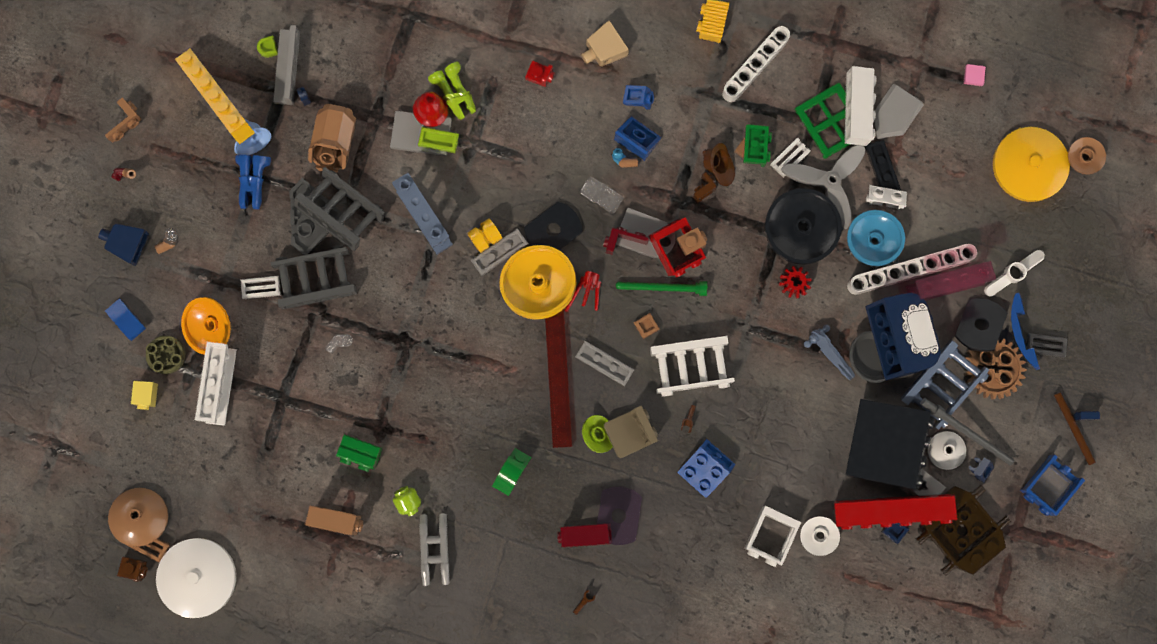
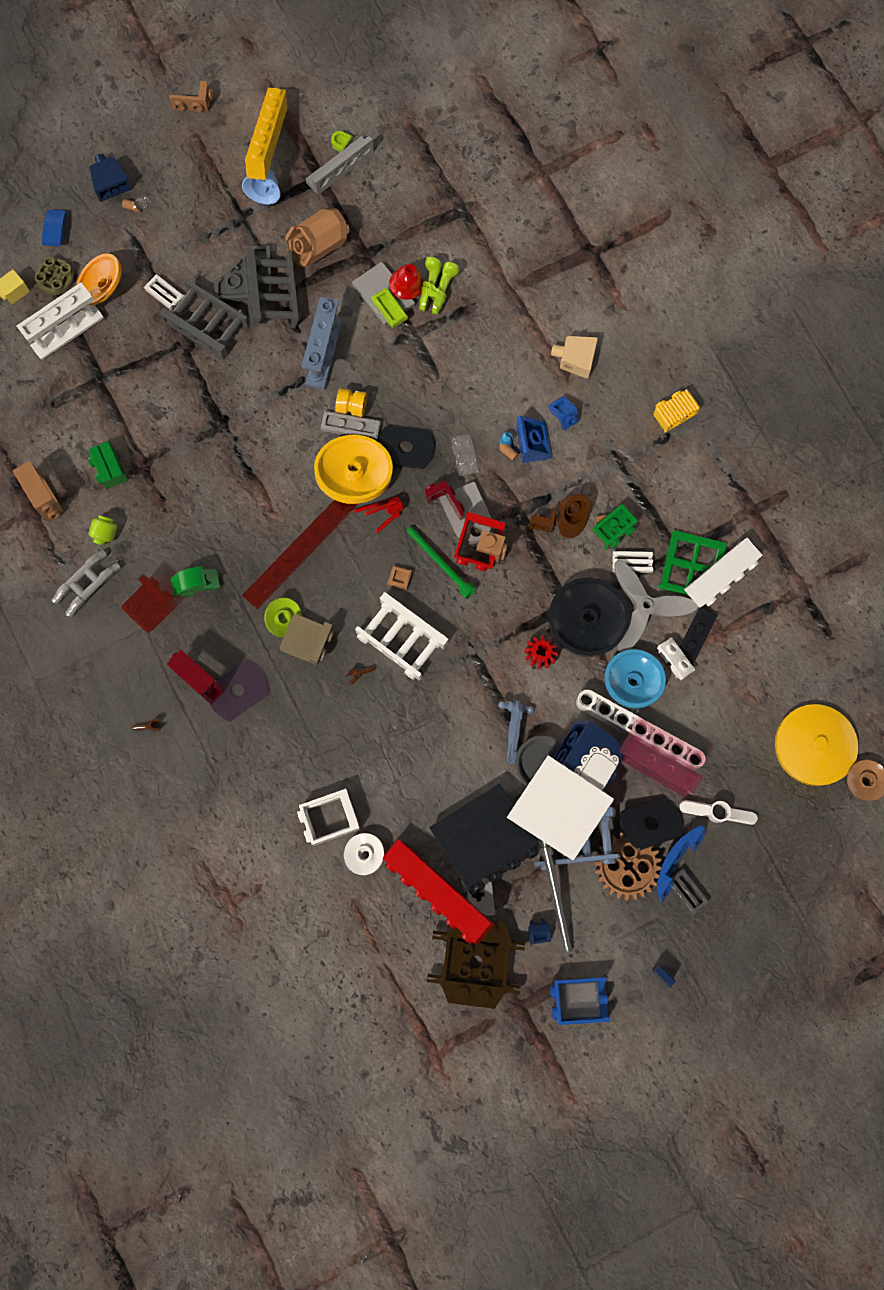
camera: 50 degrees right, 5 degrees down
(123, 172) = (155, 131): arm -> none
(251, 184) = (229, 218): blue piece -> none
(303, 96) = (329, 194): dark blue tile -> none
(339, 340) = (175, 377): clear arm -> none
(495, 519) = (149, 604): none -> clear red bracket
(540, 73) = (510, 331): red bracket -> none
(604, 363) = (341, 574): light grey tile -> none
(706, 468) = (335, 720): blue bracket -> none
(760, 56) = (683, 465): white beam -> none
(895, 112) = (747, 606): light grey tile -> none
(895, 532) = (423, 911): dark blue tile -> none
(922, 375) = (560, 808): none -> white sticker
(938, 454) = (519, 899): white dish -> none
(974, 75) = (839, 636): bright pink tile -> none
(1074, 428) = (644, 977): reddish brown bar -> none

